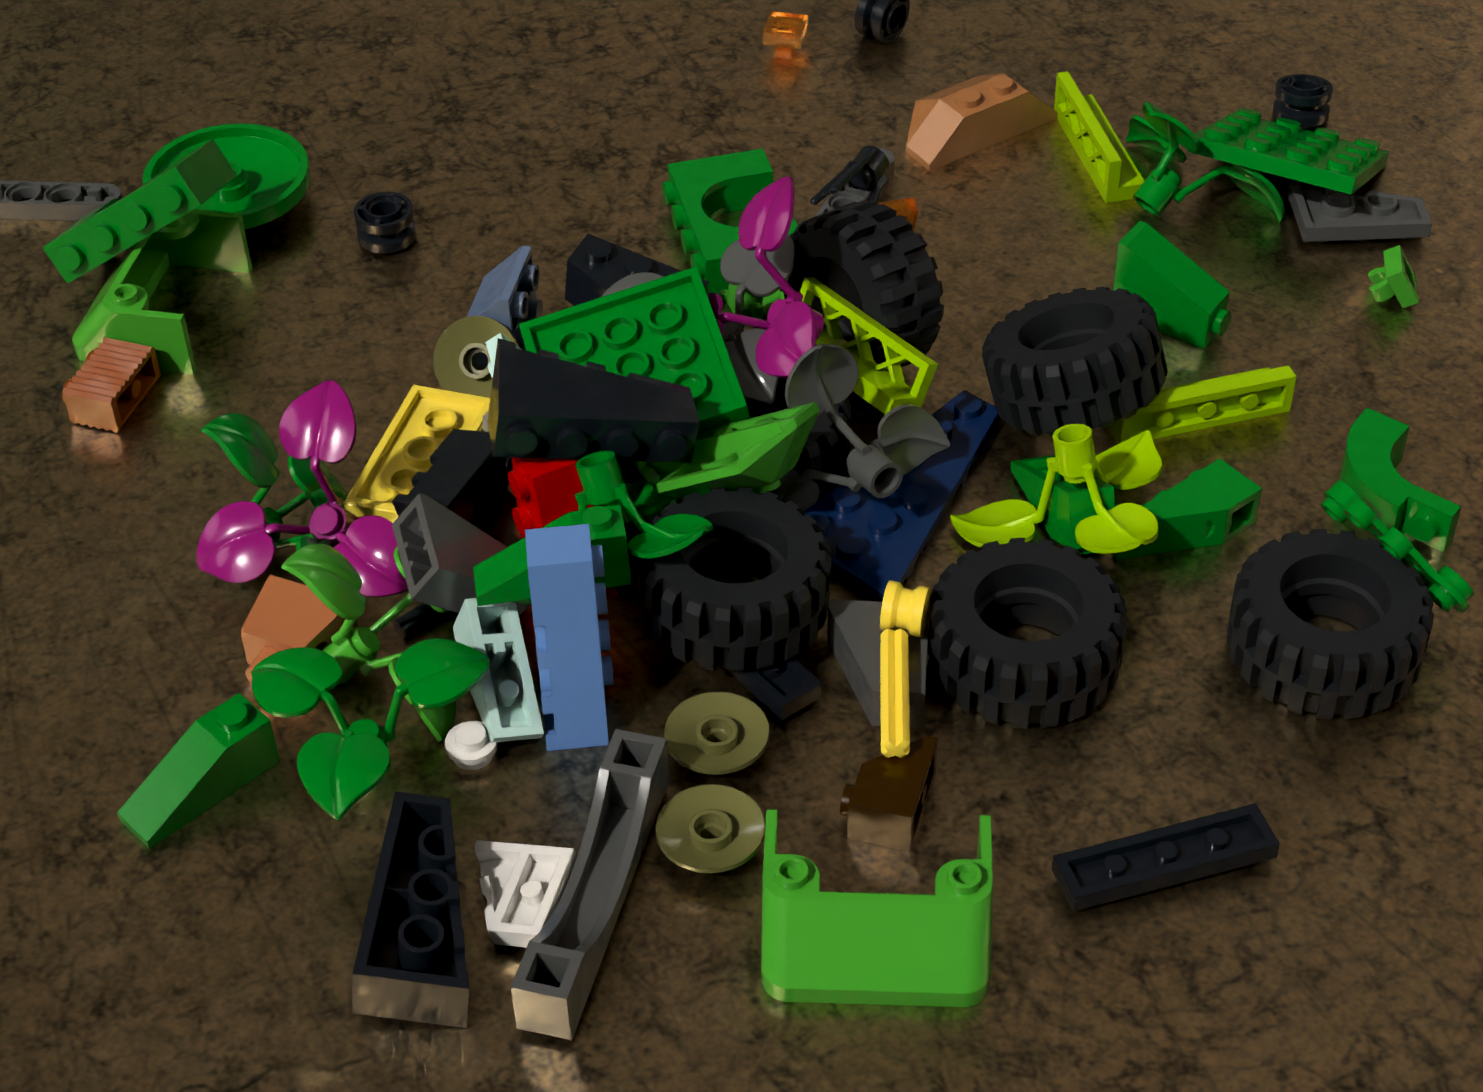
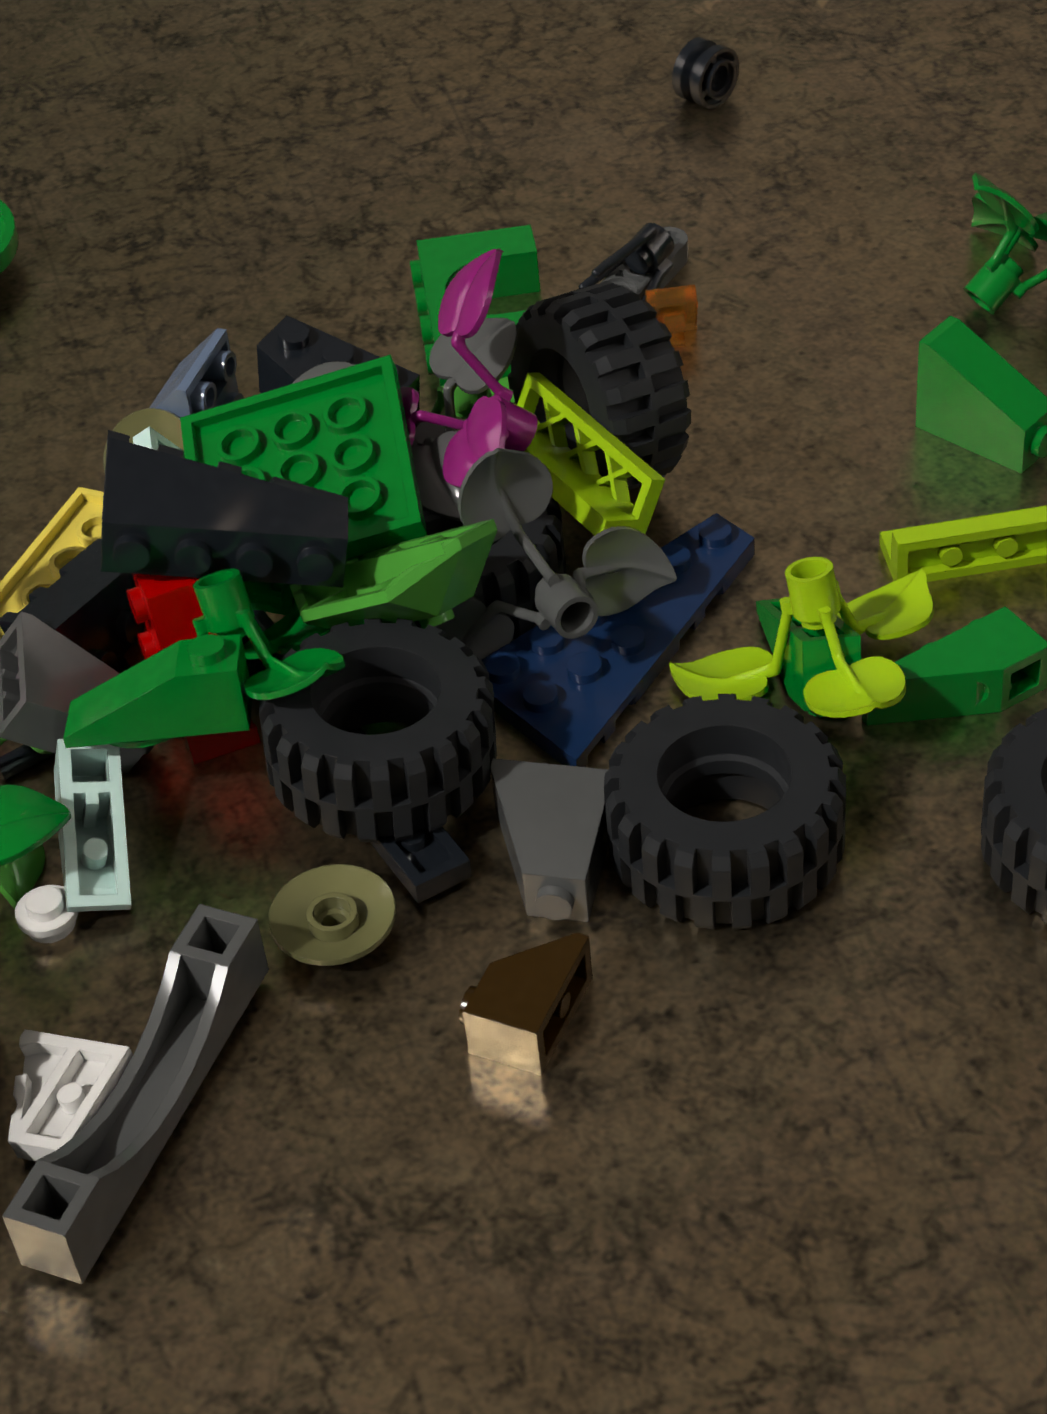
camera: 10 degrees right, 0 degrees up
(385, 222) = (89, 301): black wheel -> none
(569, 634) = (162, 785): medium blue wedge -> none
(707, 813) = (296, 1013): olive dish -> none
(785, 32) = (589, 94): clear orange tile -> none
(876, 943) = (472, 1191): bright green windscreen -> none
(894, 693) = (543, 878): light yellow axle -> none
(905, 608) = (574, 774): light yellow wheel -> none
(972, 118) = (791, 196): medium nougat wedge -> none
(1075, 360) = (845, 481): black tyre -> none
(1095, 141) = (932, 224): lime fence -> none
(1164, 857) = (850, 1101): black plate -> none

